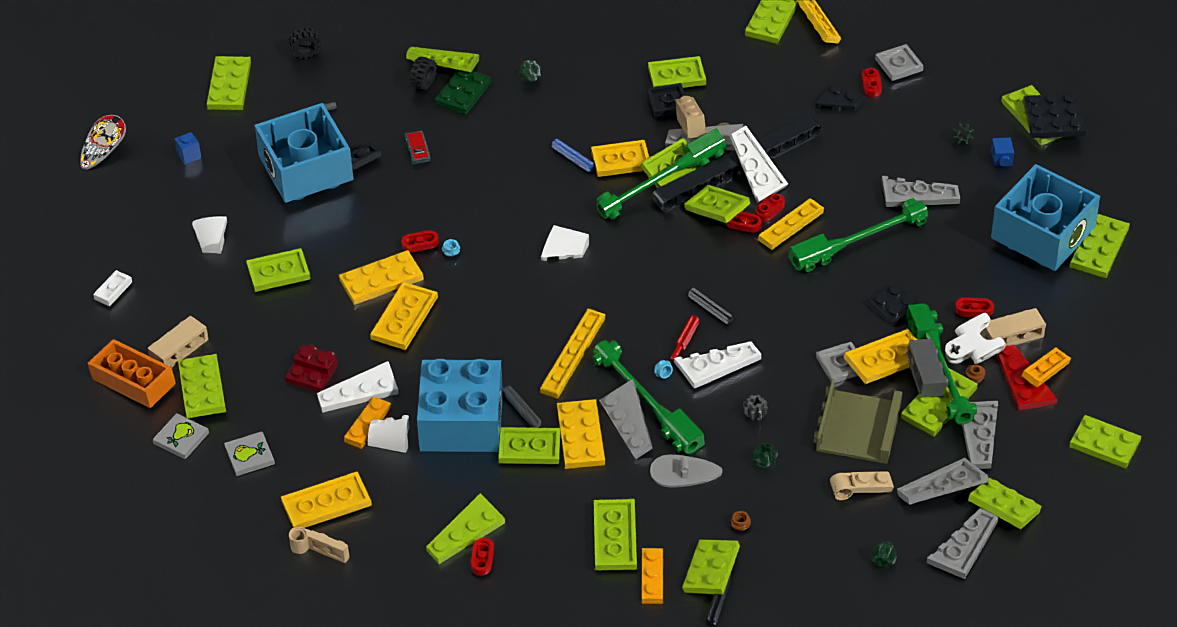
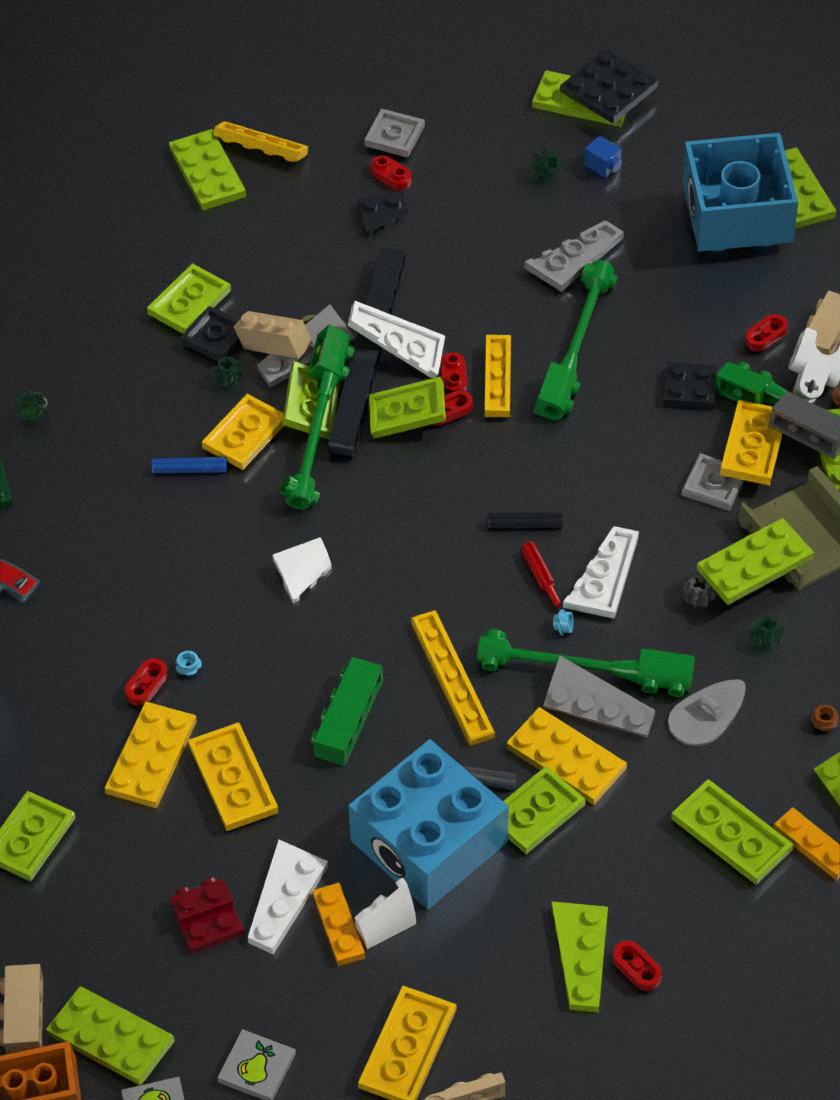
camera: 45 degrees left, 5 degrees up
(497, 327) = (347, 711): none -> green brick
(649, 122) = (228, 372): none -> clear green gear
(798, 411) = (755, 561): none -> lime plate

